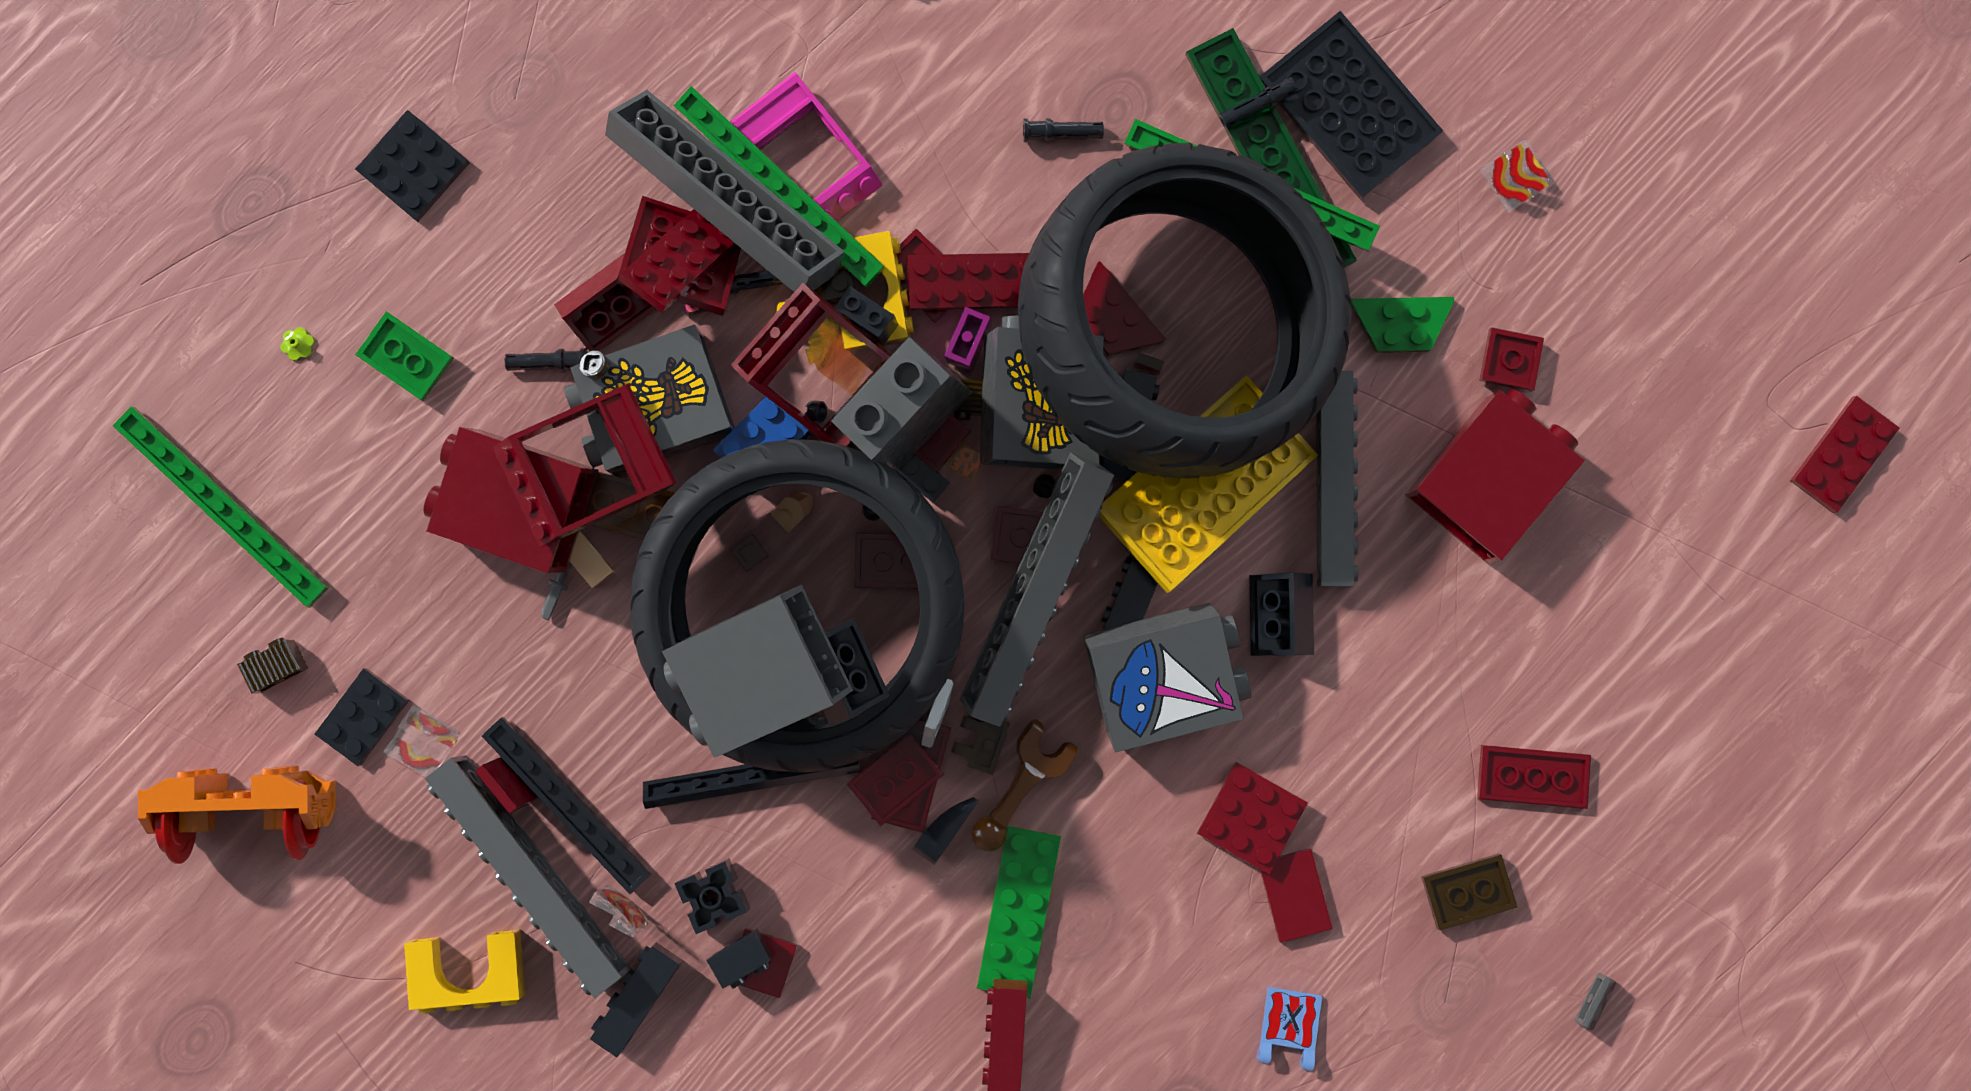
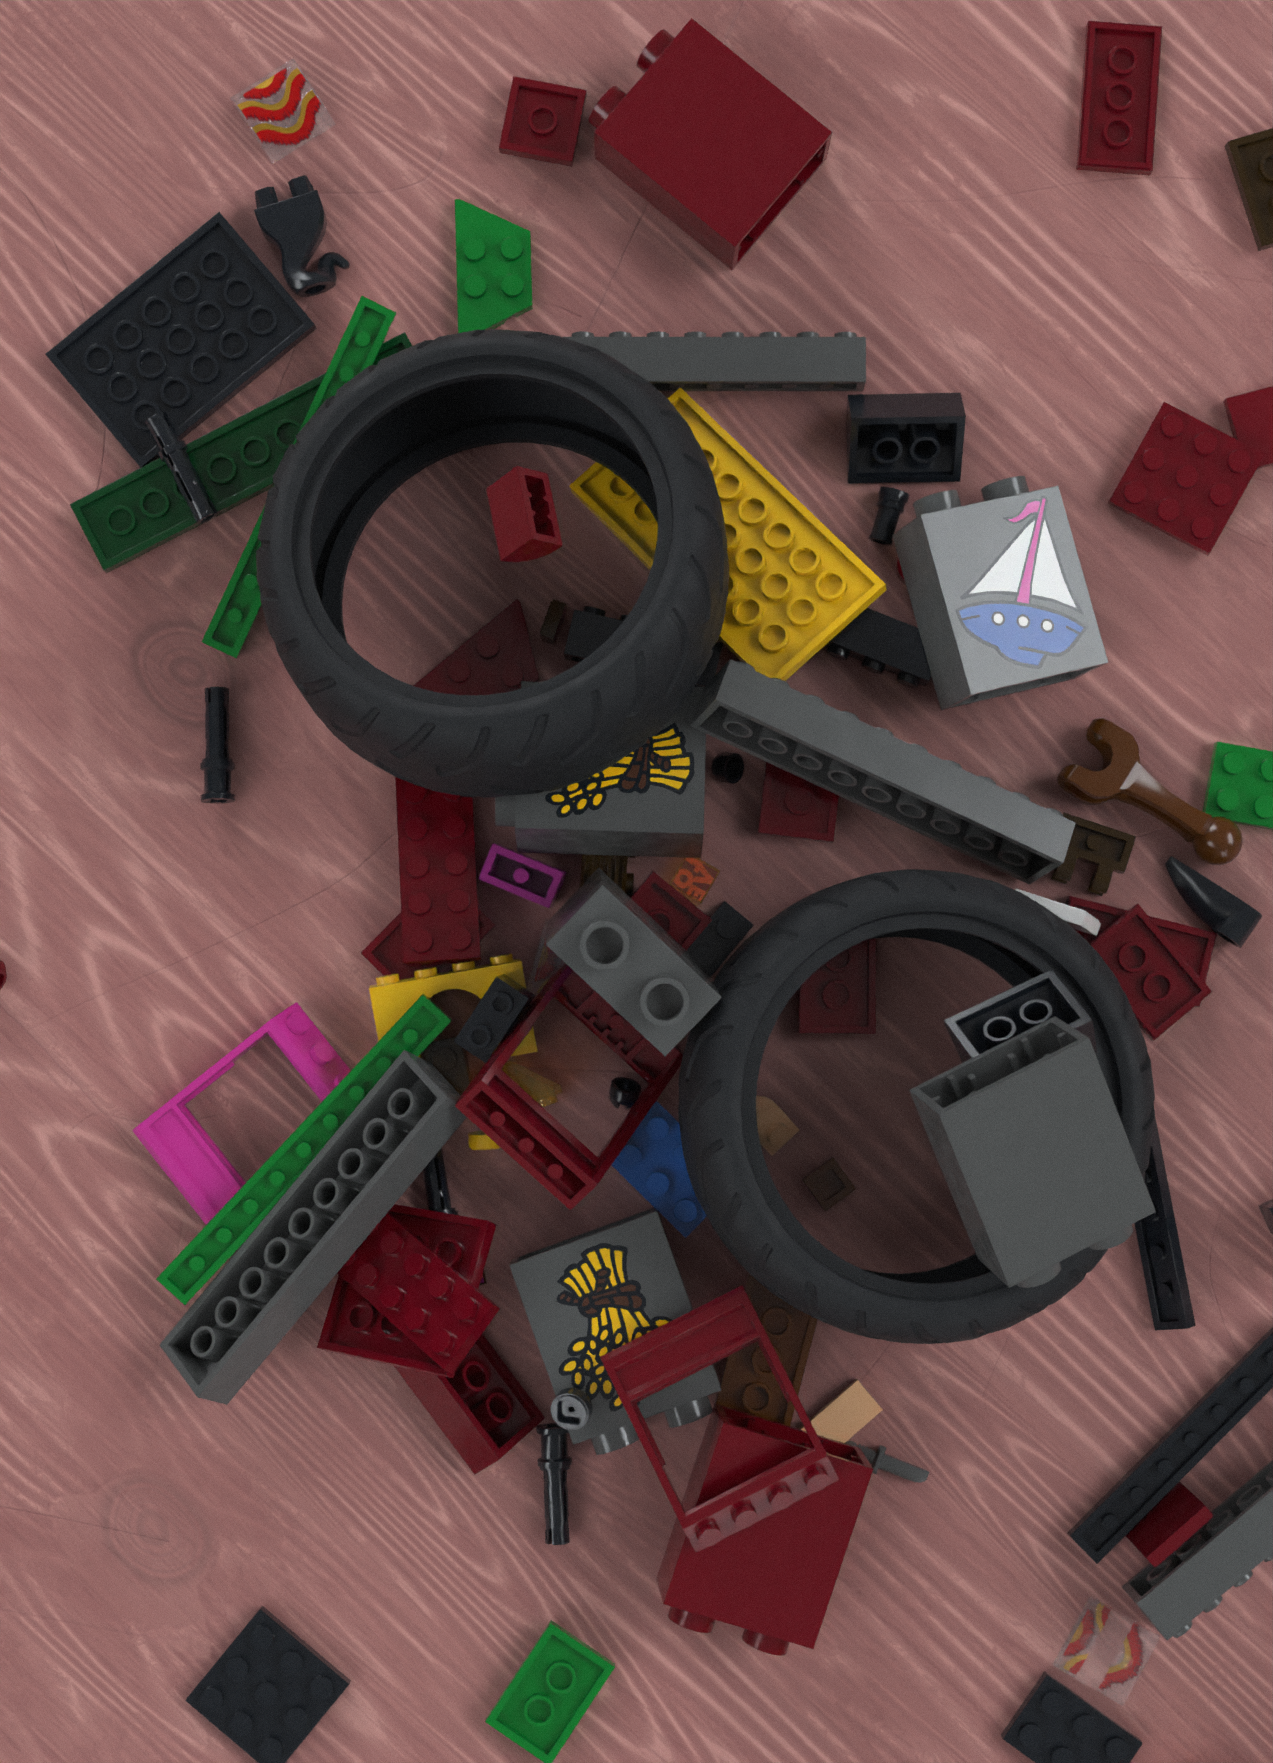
camera: 90 degrees left, 0 degrees up
(1211, 323) = (524, 515): none -> dark red brick
(1226, 602) = (890, 506): none -> black pin
(1429, 186) = (297, 231): none -> black hips

